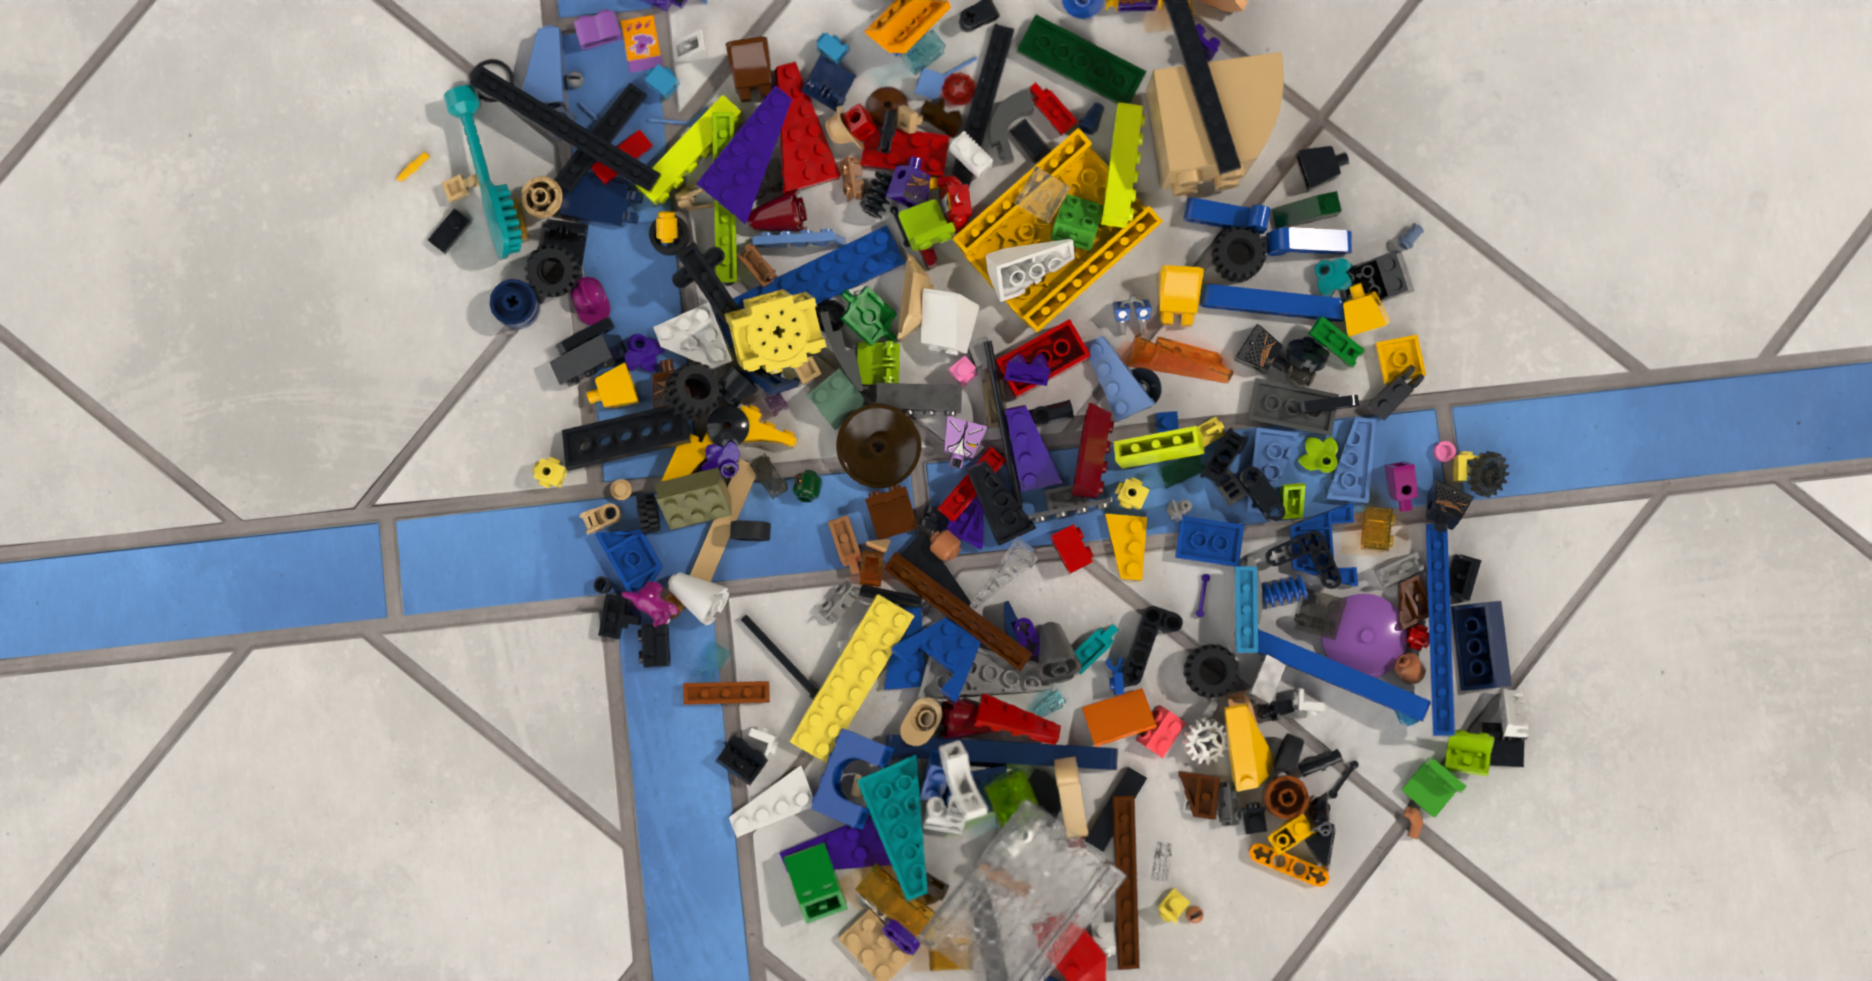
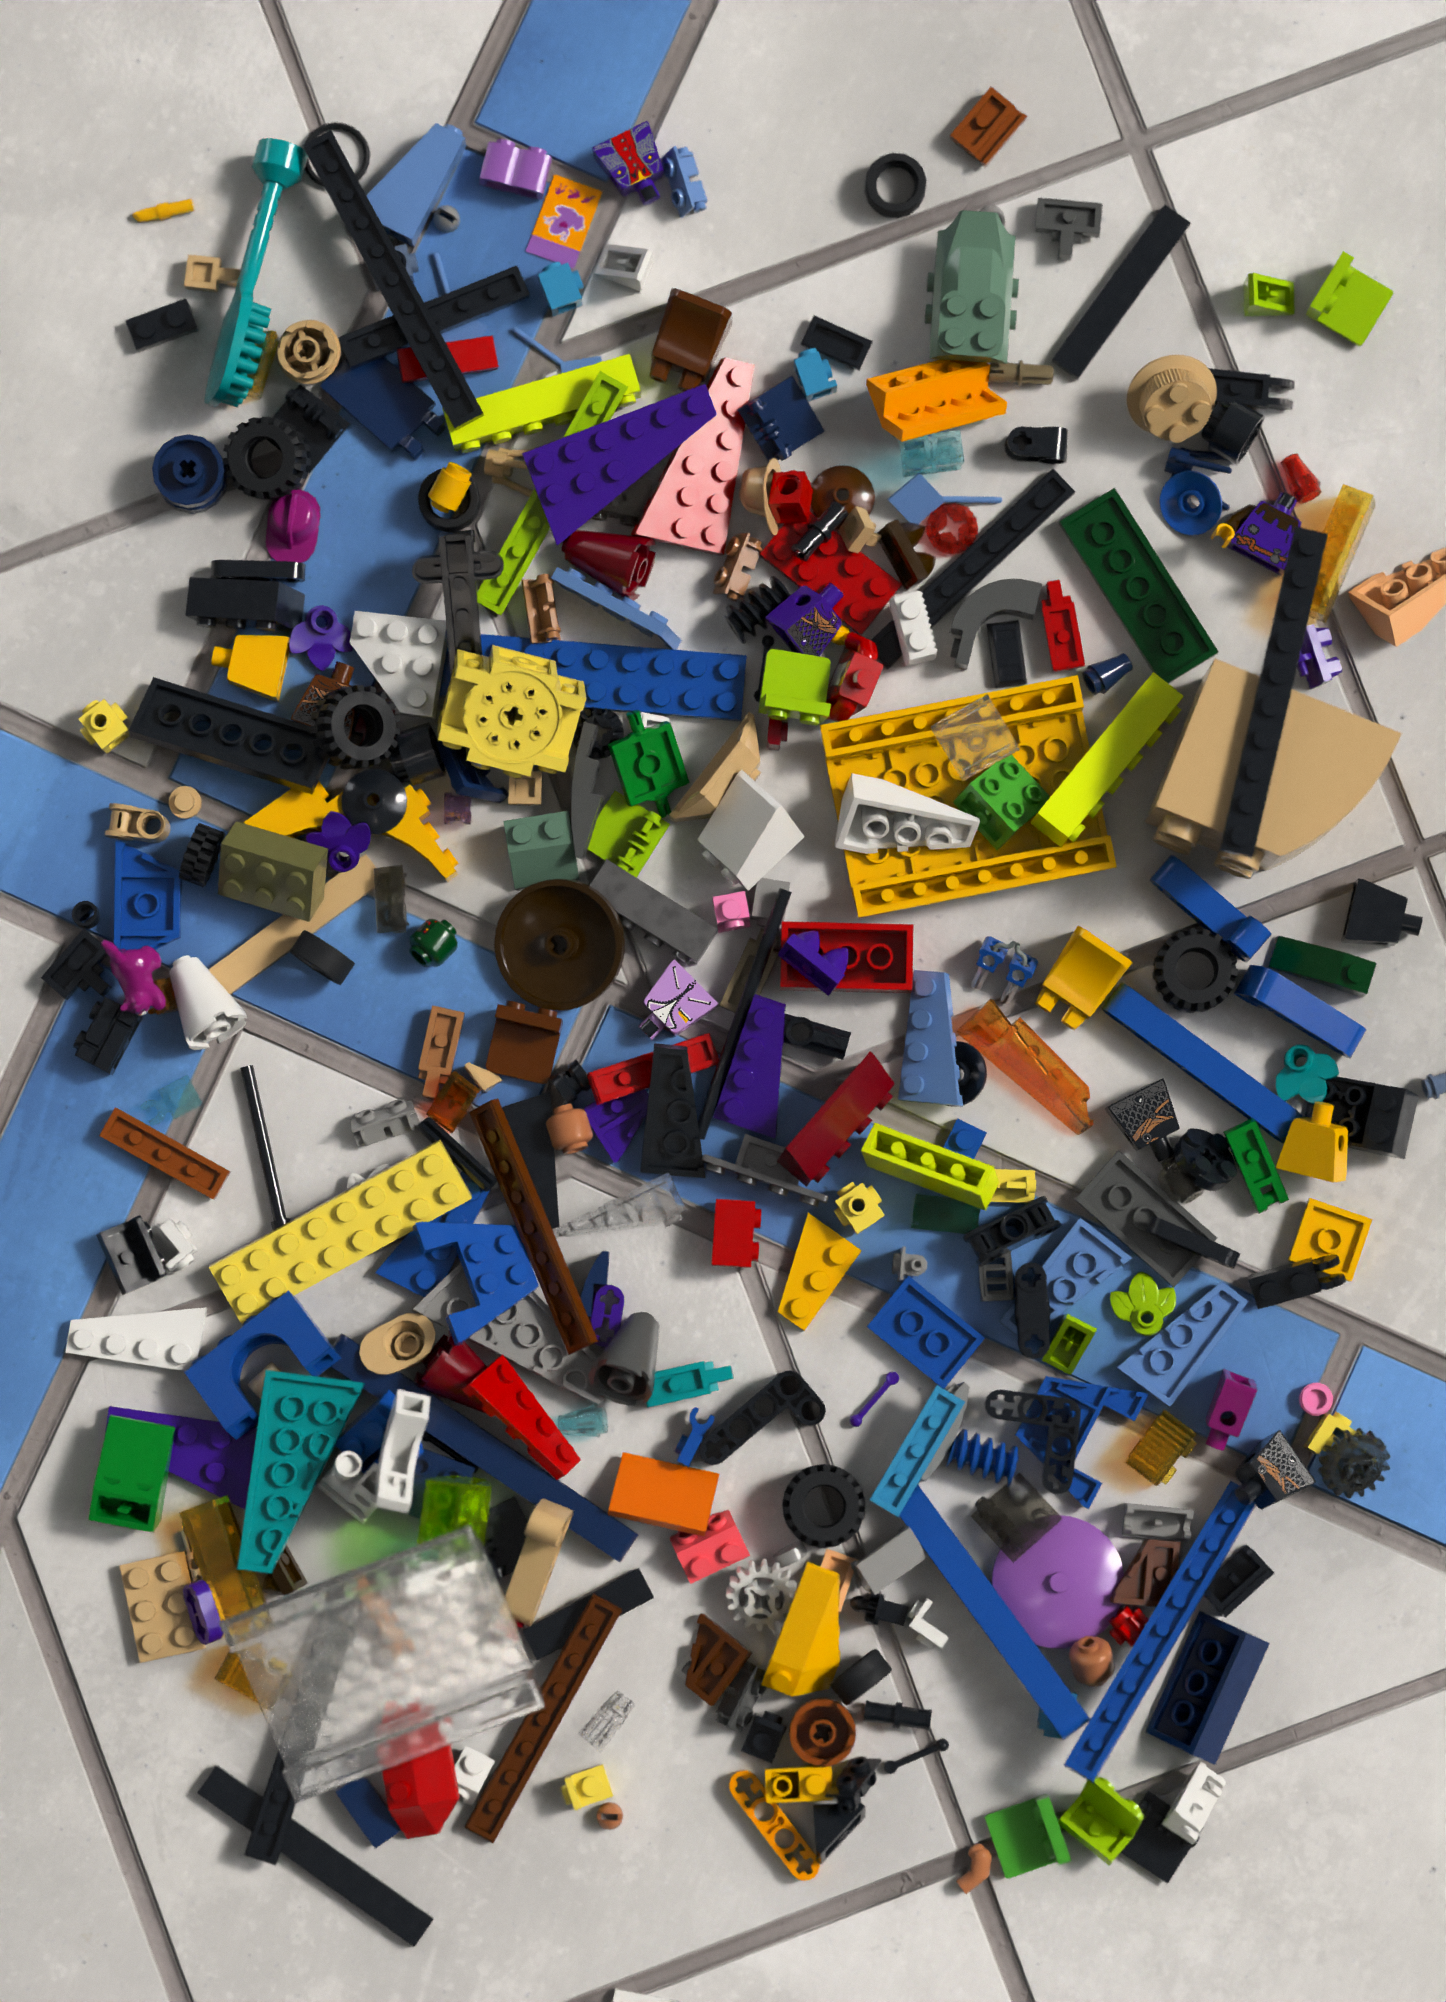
camera: 35 degrees right, 0 degrees up
(833, 23) = (836, 342): none -> black tile

